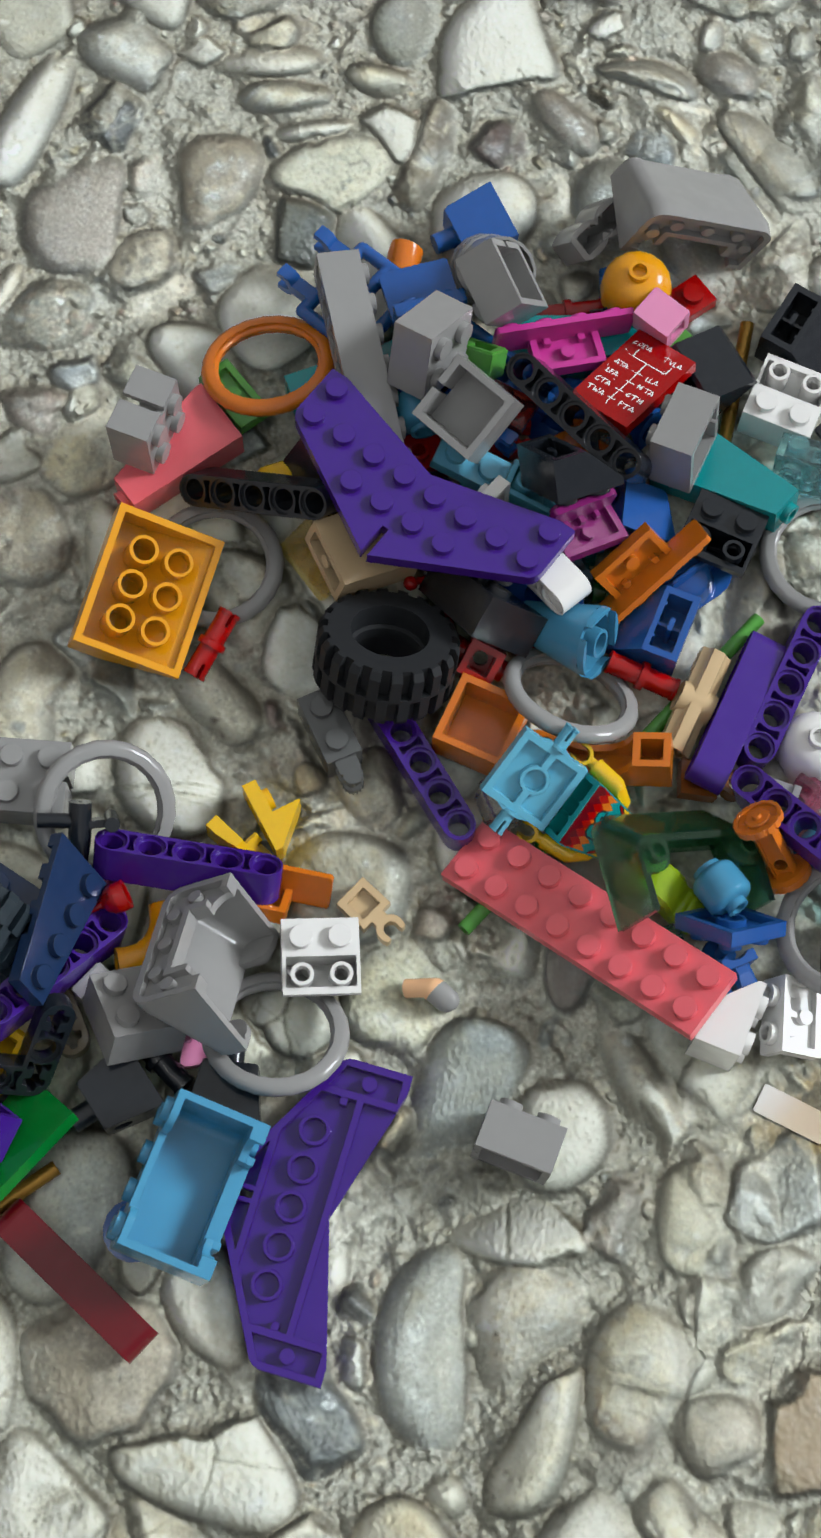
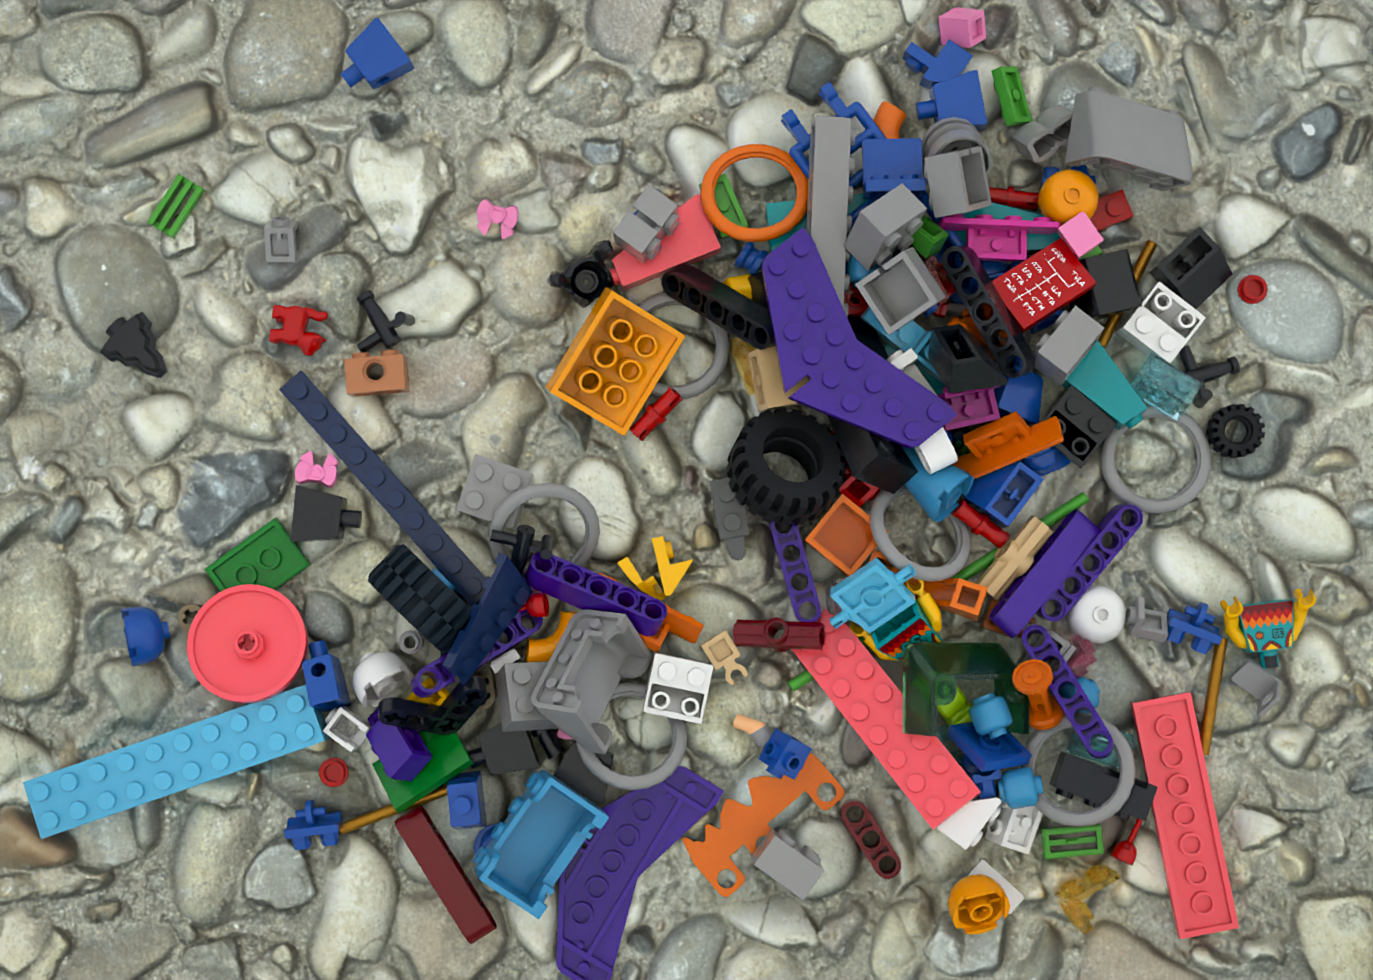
camera: 25 degrees right, 15 degrees up
(81, 1177) = (466, 801): none -> blue torso
(84, 500) = (585, 267): none -> black hair
(279, 442) = (751, 258): none -> blue wheel
(431, 862) = (796, 634): none -> dark red piece
(454, 184) = (946, 66): none -> blue brick
(454, 1116) = (746, 824): none -> orange piece
(461, 148) = (962, 26): none -> bright pink panel
(477, 1008) = (784, 754): none -> blue brick
(537, 203) = (1011, 96): none -> bright green plate
(608, 1070) = (880, 848): none -> dark red beam
(776, 1132) = (977, 904): none -> light orange cylinder
(785, 966) = (1020, 787): none -> dark azure head

